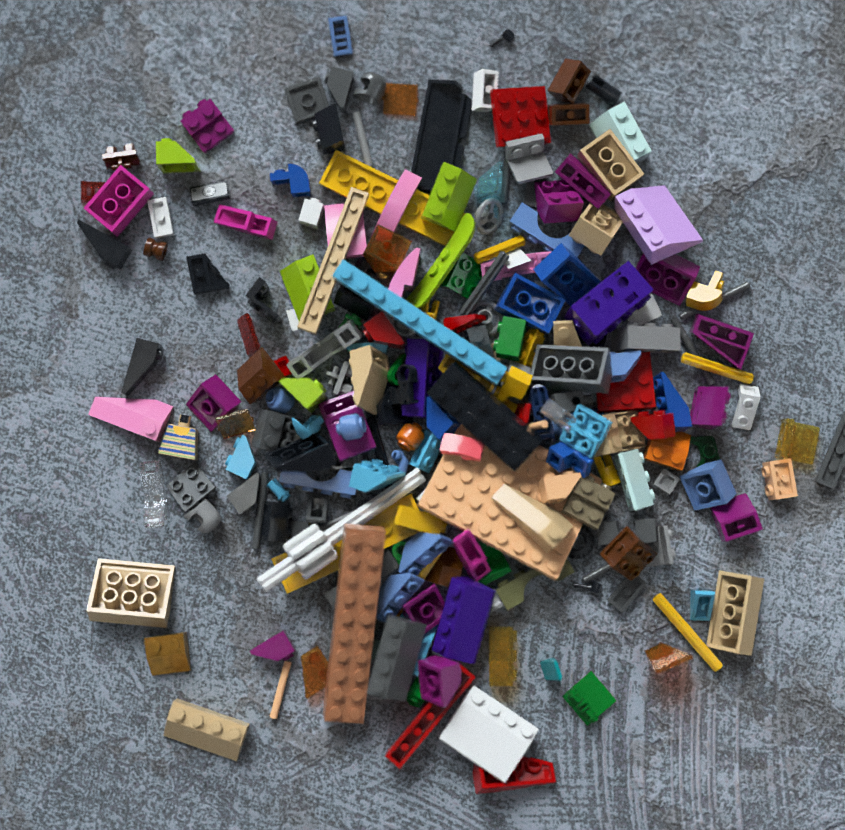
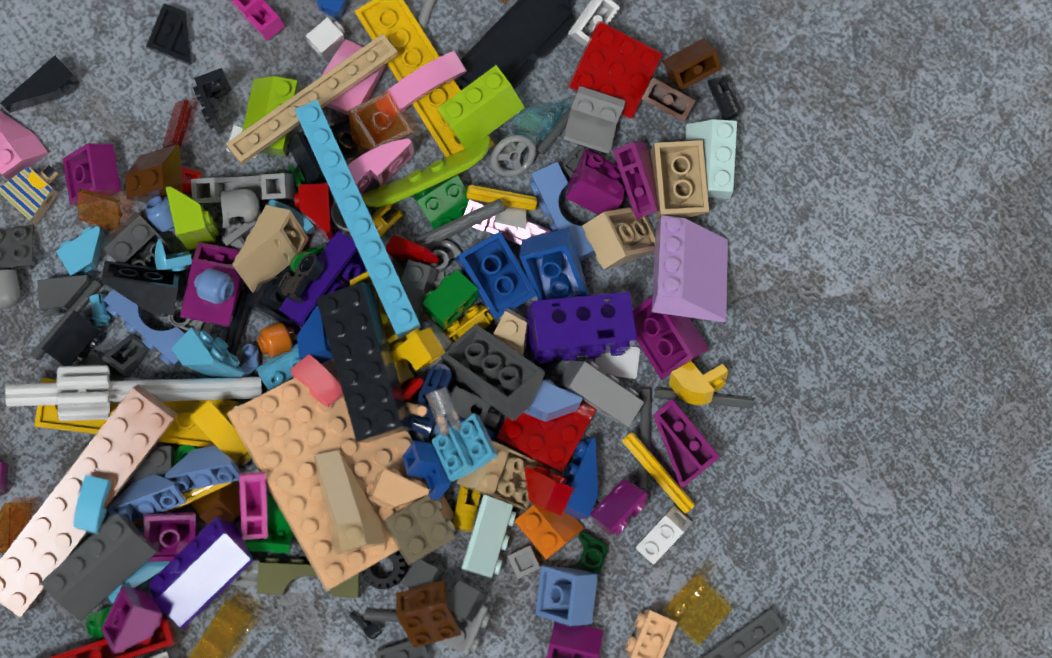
camera: 30 degrees right, 5 degrees down
(330, 362) = (239, 203): none -> light grey helmet
(367, 621) = (90, 503): none -> medium azure slope

